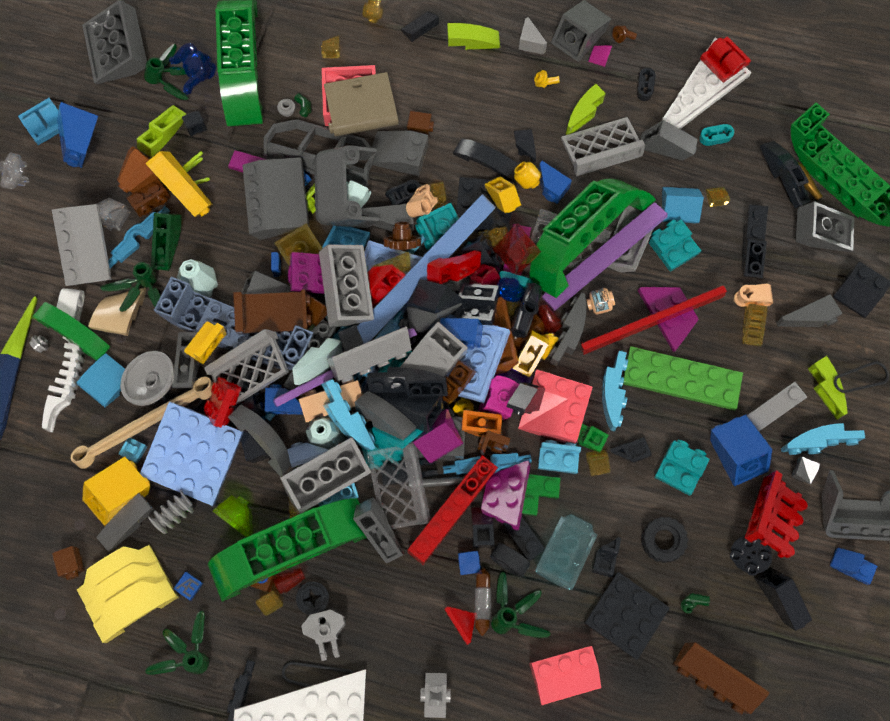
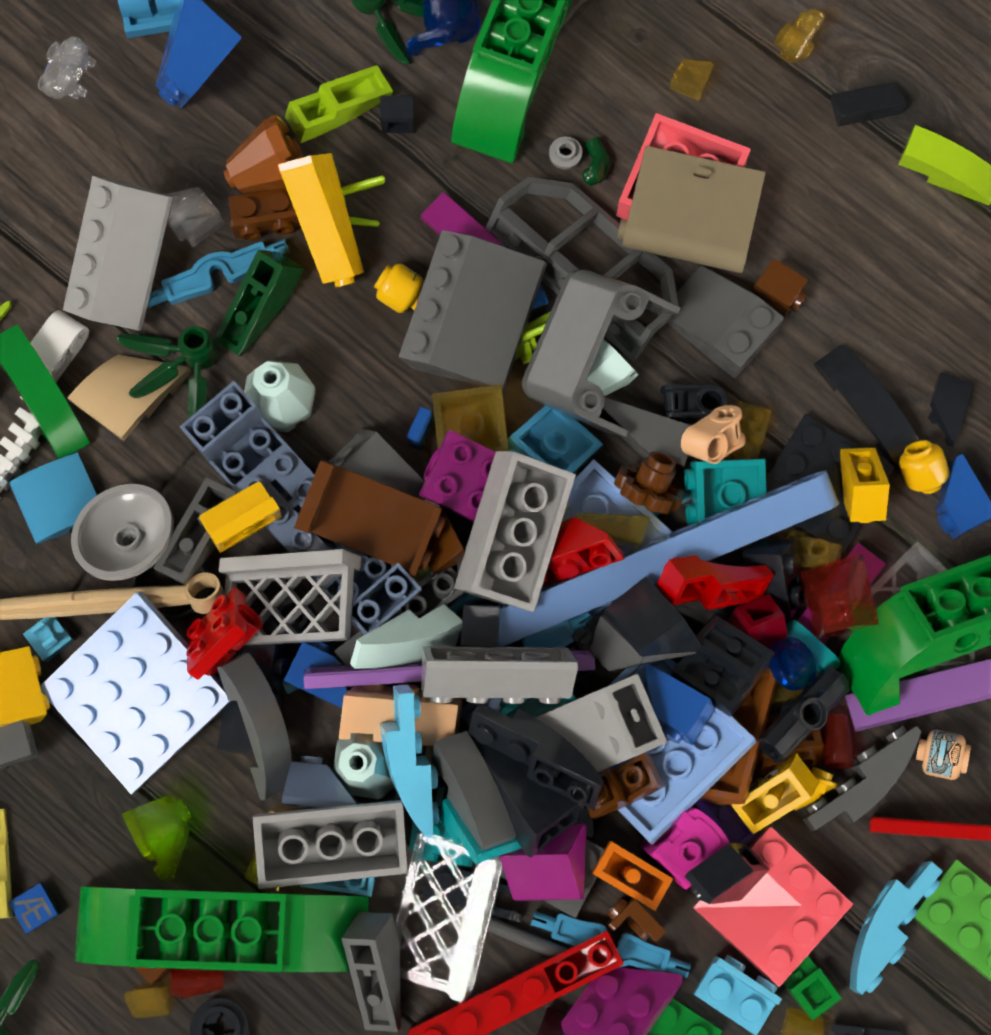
camera: 30 degrees right, 5 degrees up
(172, 513) = (62, 777): light grey piece -> none
(233, 203) = (399, 287): none -> yellow head
(463, 404) = (615, 828): yellow plate -> none

